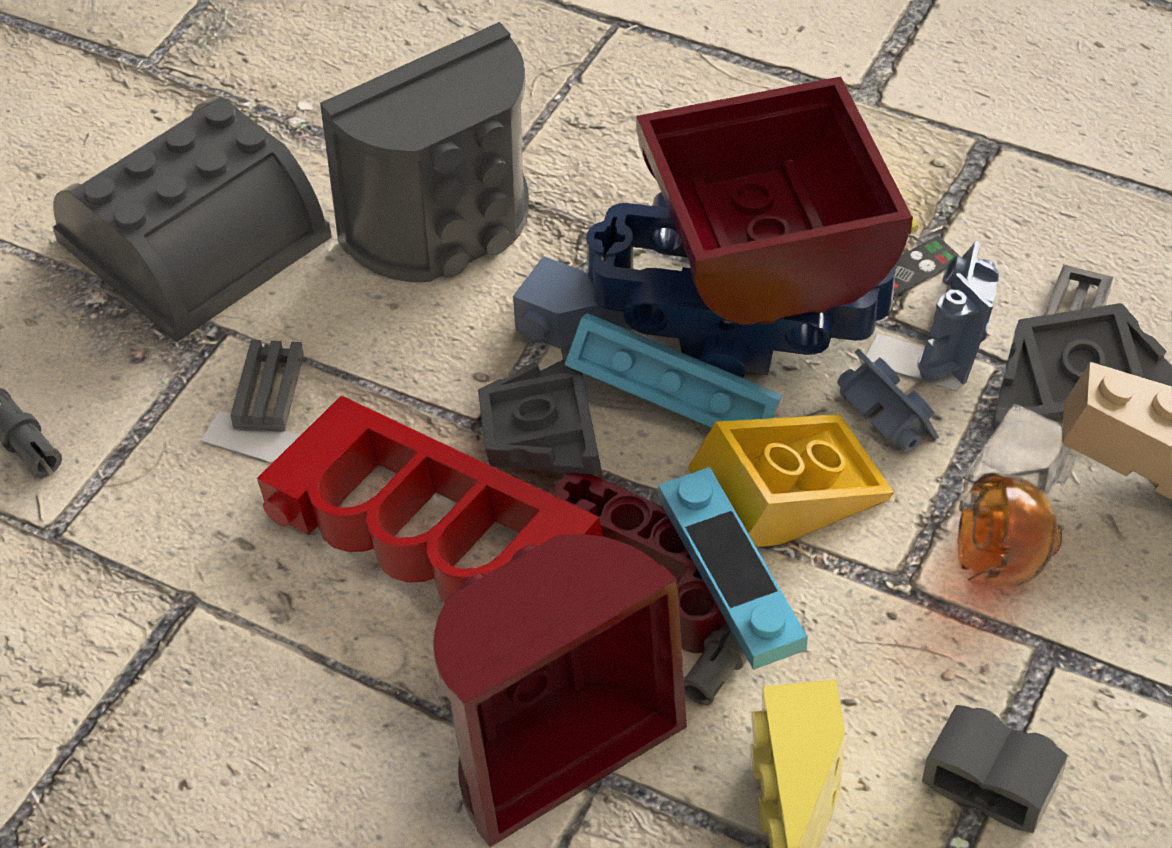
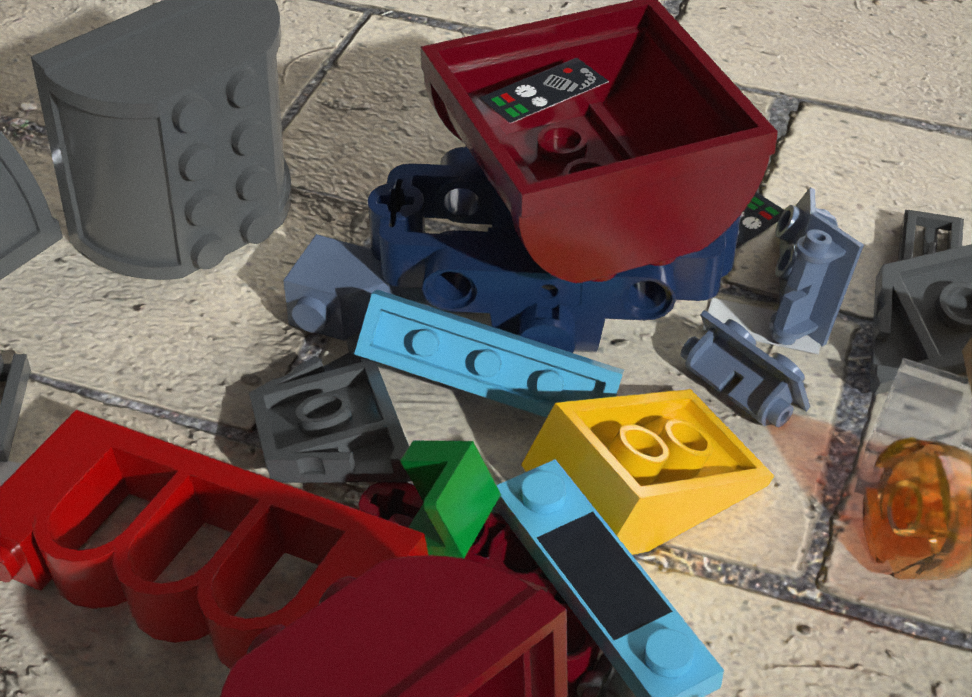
camera: 10 degrees left, 5 degrees down
(626, 486) = (454, 491): none -> green panel
(734, 159) = (543, 90): none -> black sticker

